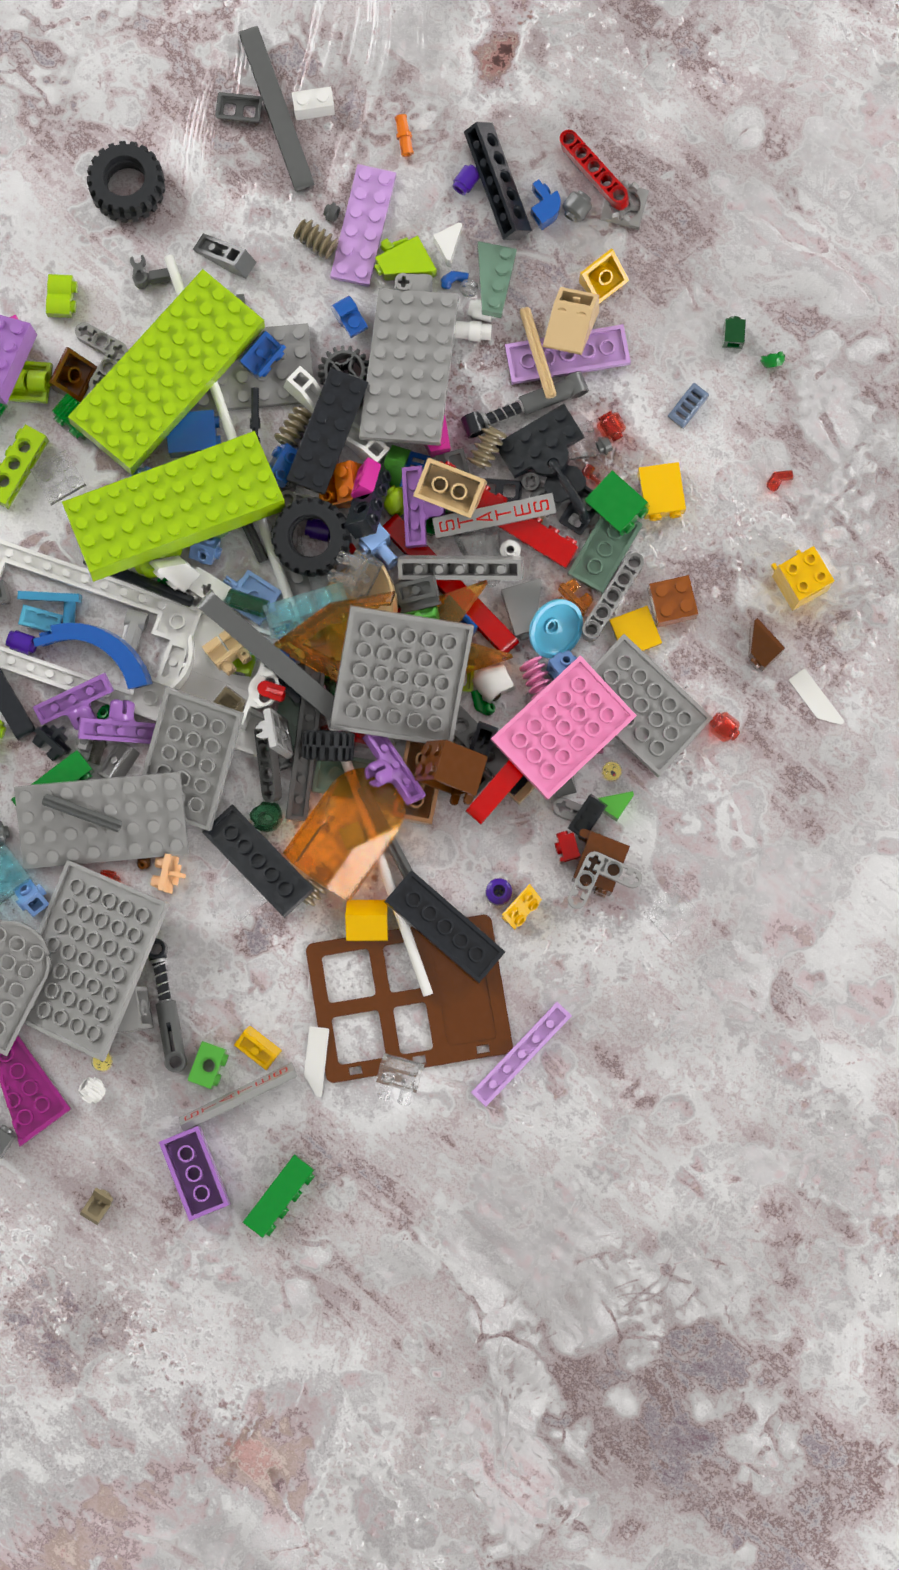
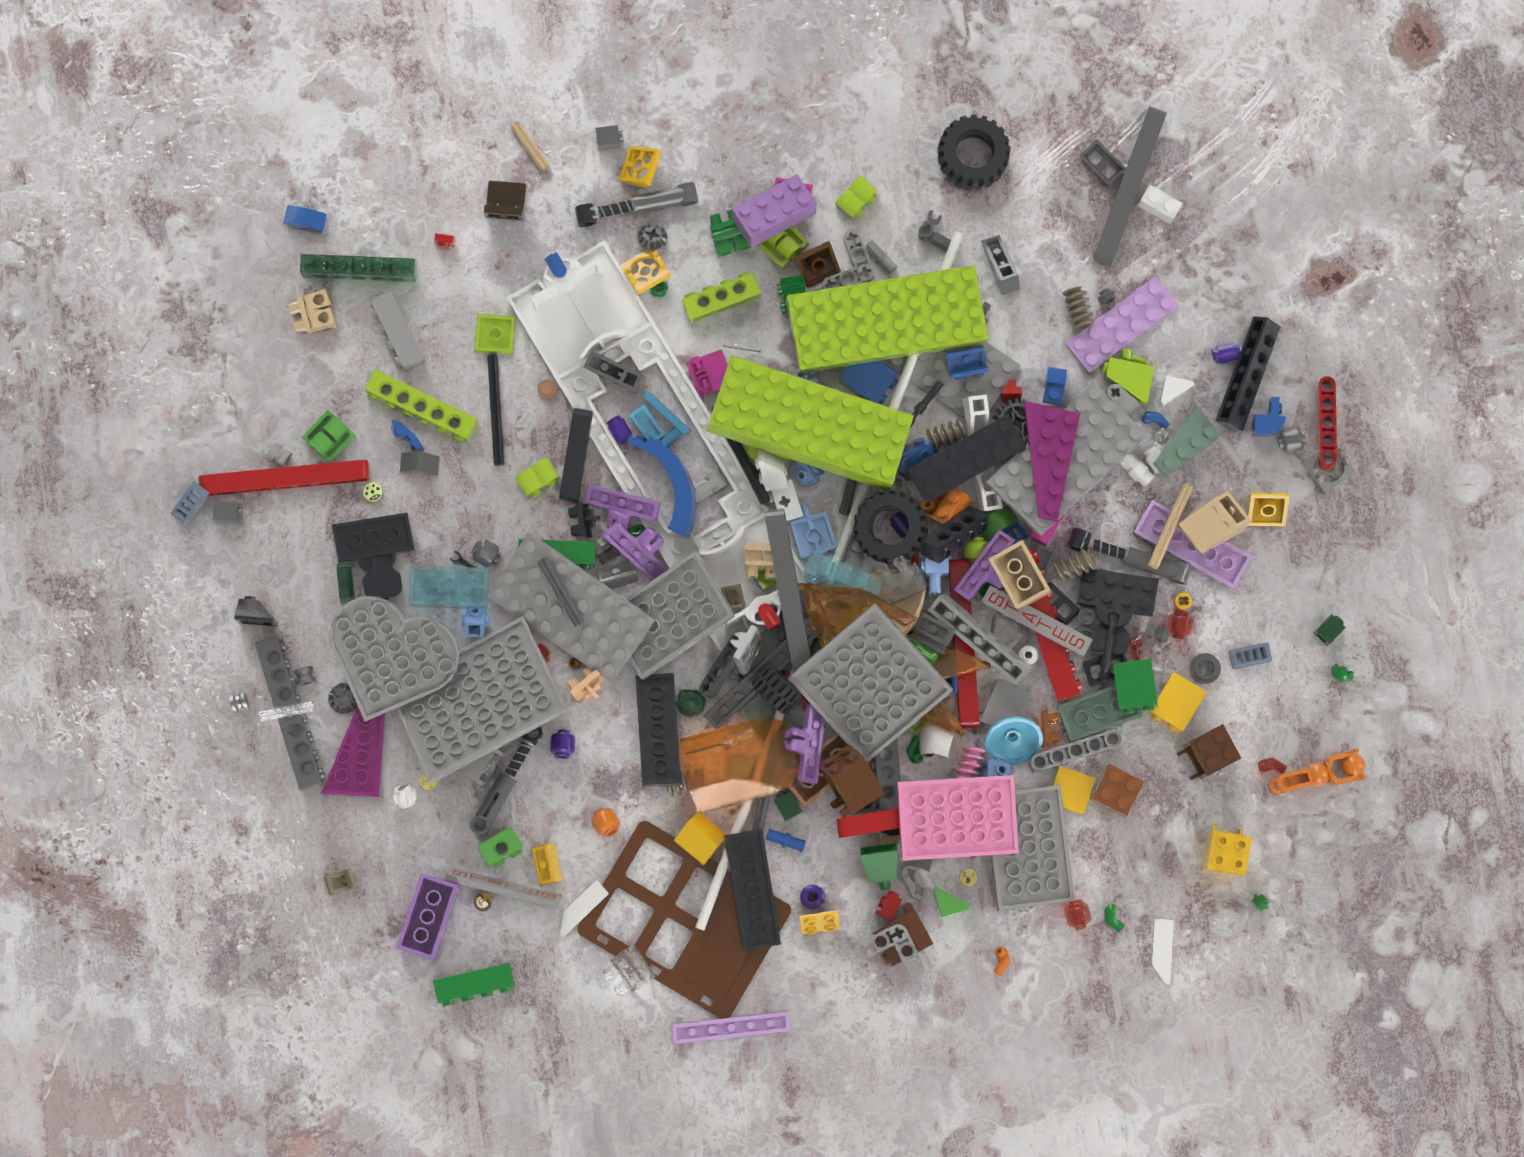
camera: 35 degrees right, 0 degrees up
(55, 536) = (708, 372): none -> dark pink hinge
(120, 328) = (880, 256): none -> light grey axle
(188, 938) = (562, 744): none -> dark purple head
(230, 1122) = (482, 901): none -> tile
(246, 602) = (805, 535): clear green brick -> none
(277, 972) = (605, 822): none -> orange head
(318, 350) = (1011, 392): none -> red tile
(366, 478) = (966, 516): dark pink slope -> none
(390, 368) = (1051, 447): none -> magenta wing
(404, 135) = (1207, 282): orange pin -> none
(415, 834) = (787, 805): none -> dark green brick
(438, 864) = (785, 840): none -> blue pin
(481, 741) = (890, 777): black slope -> none
(532, 818) = (880, 864): none -> green torso
(587, 815) = (923, 895): black plate -> none
(602, 410) = (1182, 595): none -> yellow bush
(665, 438) = (1214, 666): none -> dark grey gear
(696, 814) = (1003, 960): none -> orange arm
(722, 507) = (1211, 752): none -> reddish brown container
(753, 707) = (1111, 917): none -> green arm
(763, 646) = (1155, 879): reddish brown slope -> none
(824, 453) = (1320, 774): none -> orange piece
(862, 595) = (1260, 901): none -> green plate

